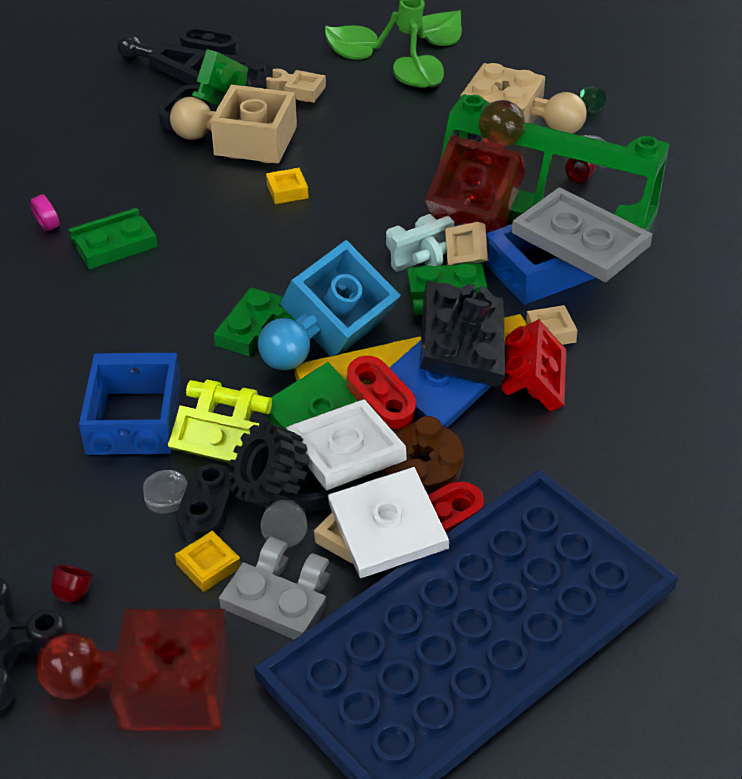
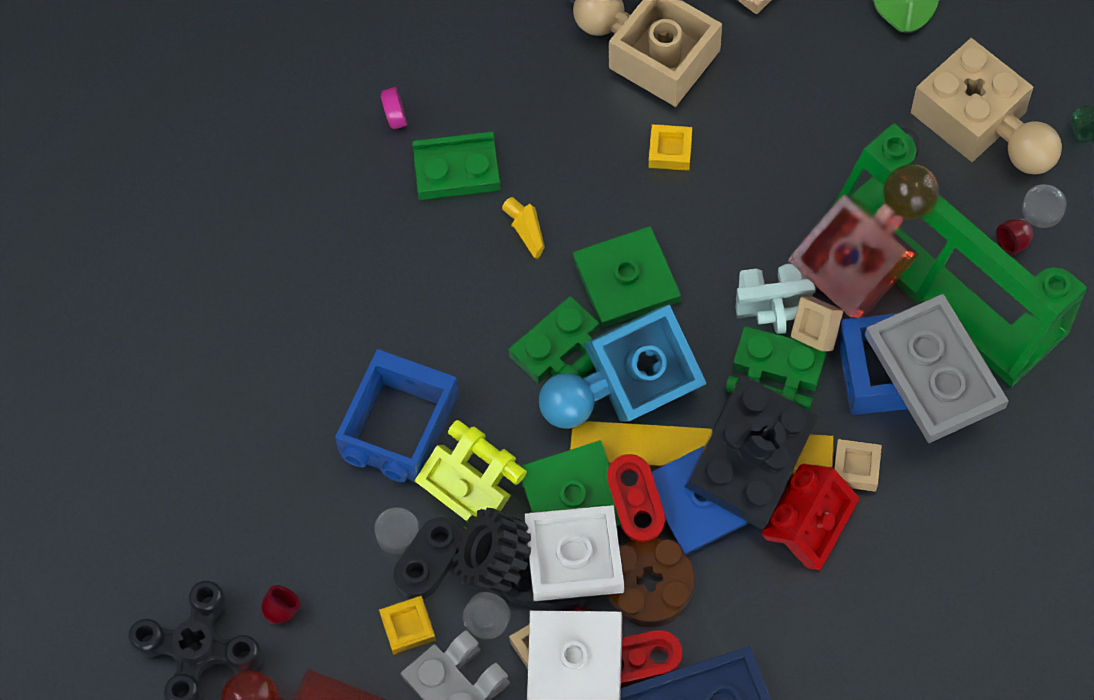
camera: 25 degrees right, 20 degrees up
(189, 257) = (526, 225): none -> yellow bar
(281, 261) = (626, 277): none -> green plate

